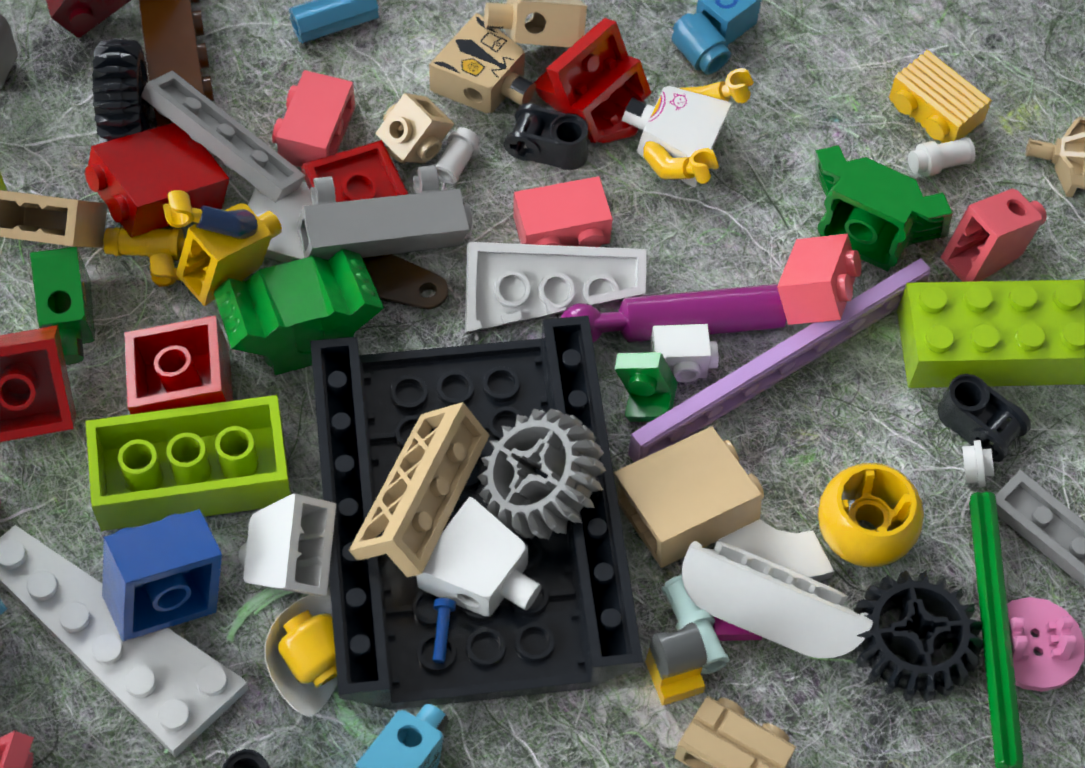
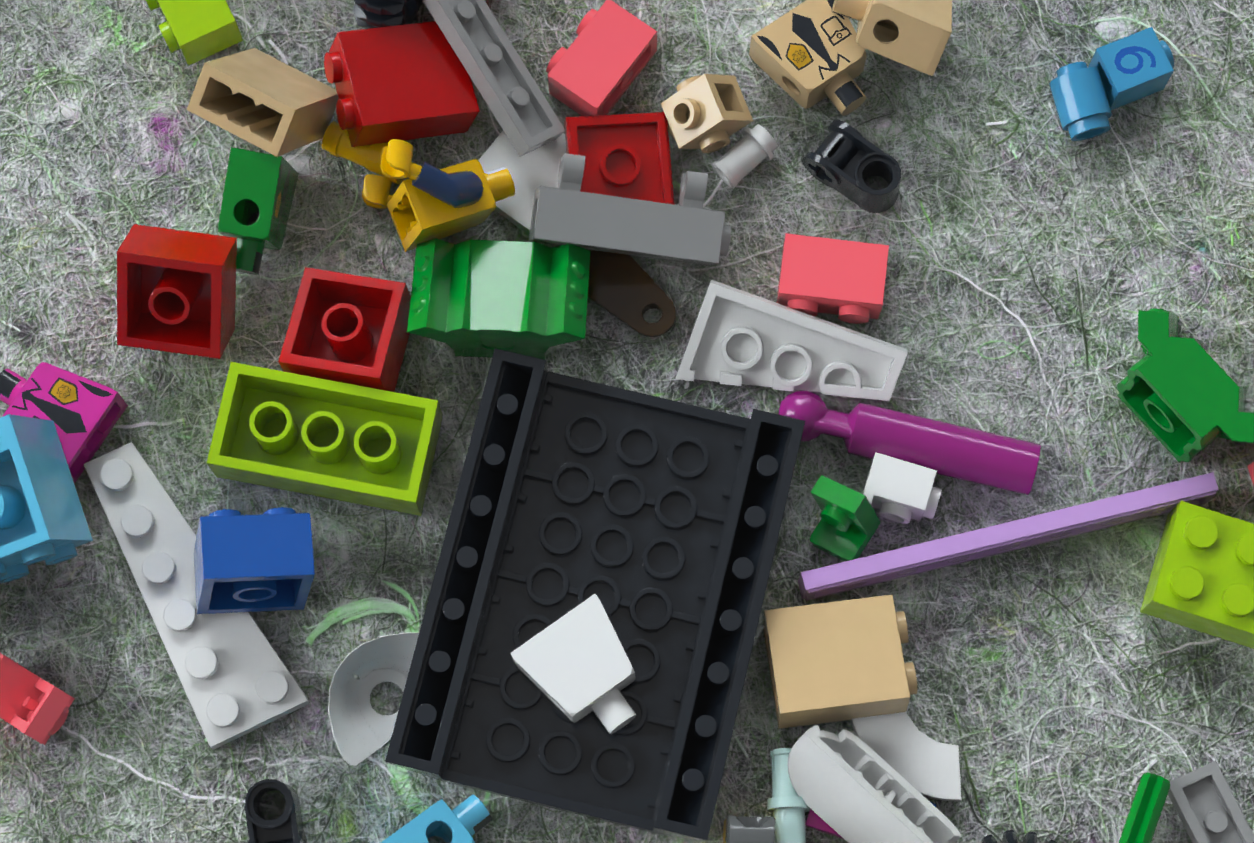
camera: 25 degrees right, 15 degrees up
(290, 545) = (391, 583): white torso -> none
(310, 648) = (378, 690): yellow head -> none
(422, 489) = (559, 565): tan fence -> none
(444, 607) = (521, 717): blue piece -> none
(556, 447) = (698, 595): light grey gear -> none
(596, 83) = (934, 125): red piece -> none
(686, 126) = (1015, 211): torso -> none
(819, 279) = (1084, 459): coral brick -> none
(882, 498) = (1000, 787): yellow wheel -> none
(977, 463) = (1172, 734): white plate -> none
(984, 417) = (1205, 686): black piece -> none

